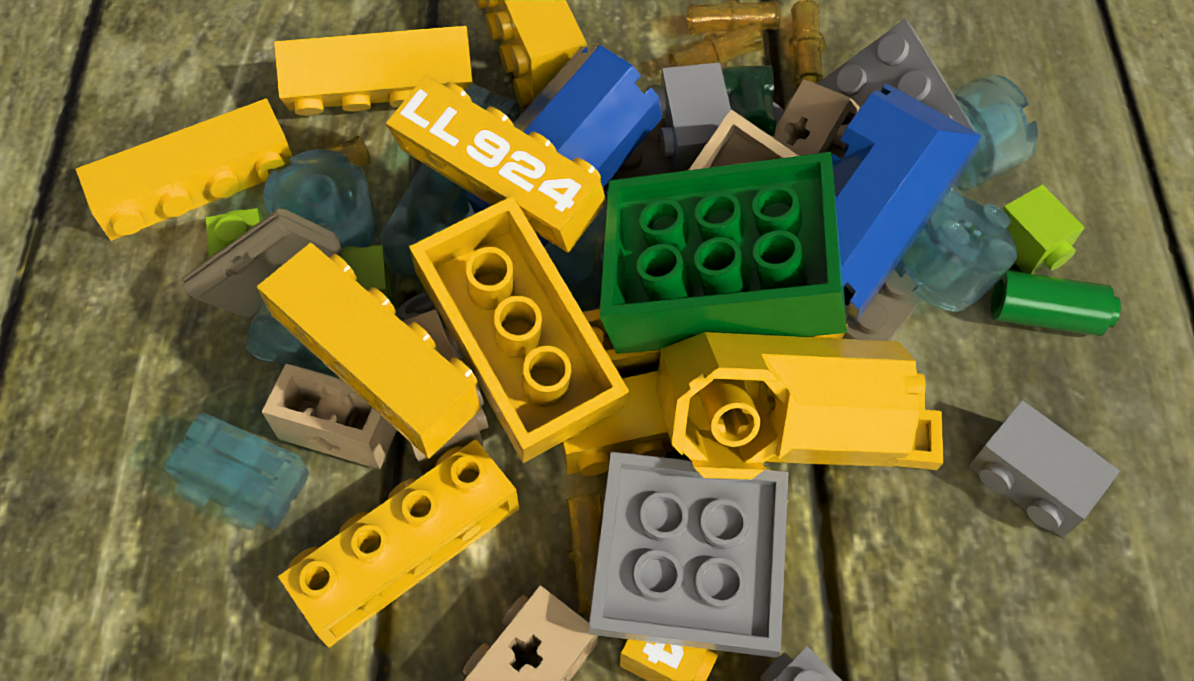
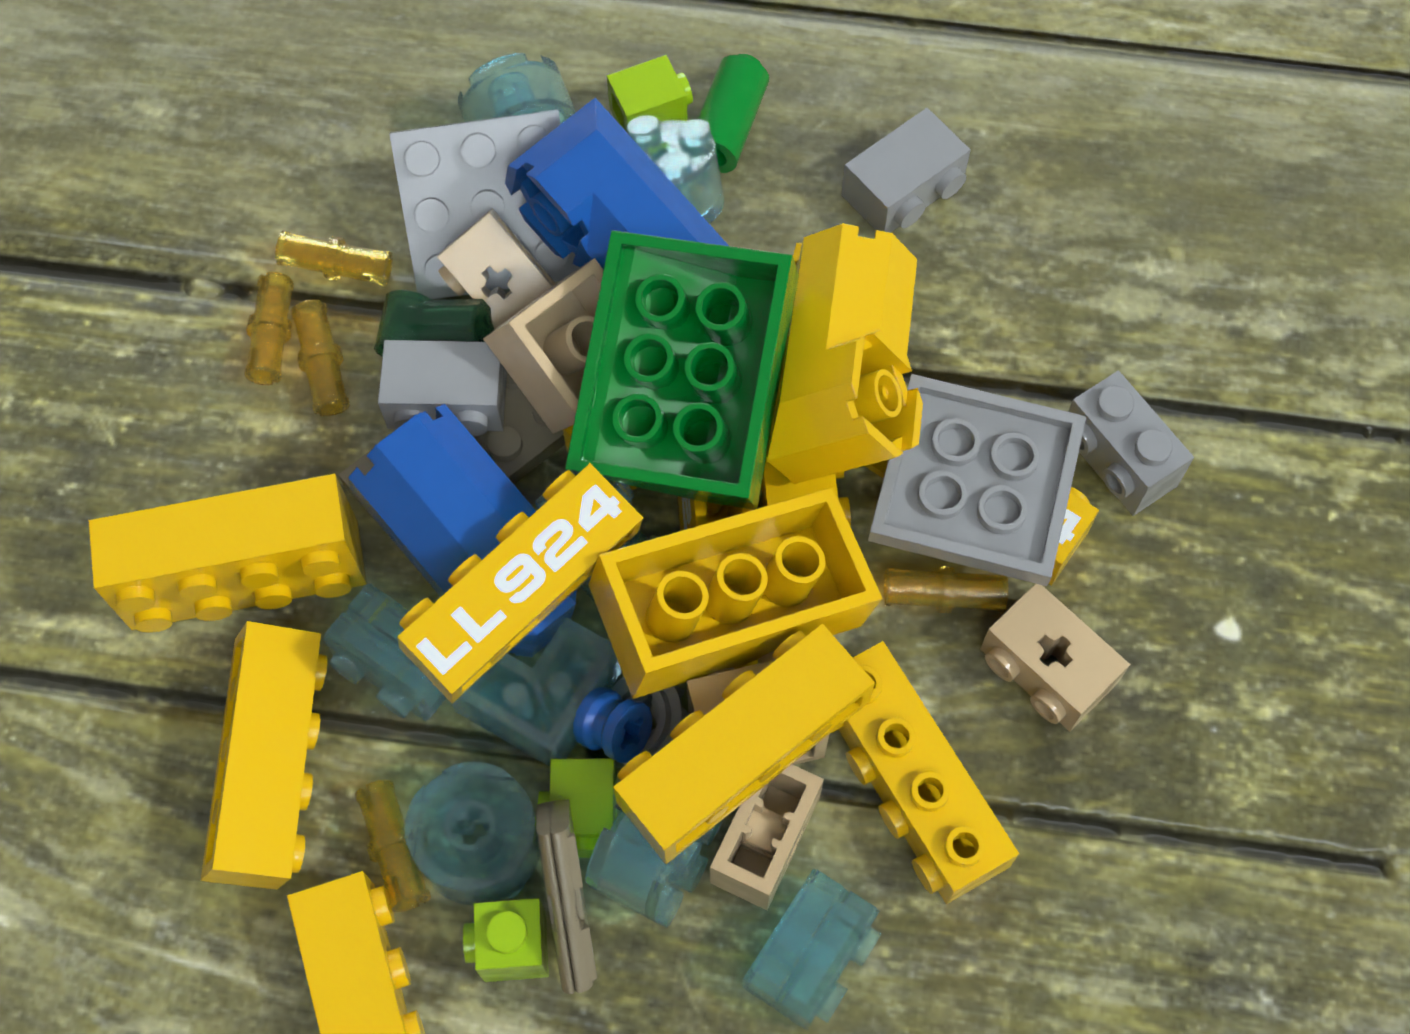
camera: 80 degrees left, 5 degrees up
(403, 285) = (612, 724): none -> blue wheel

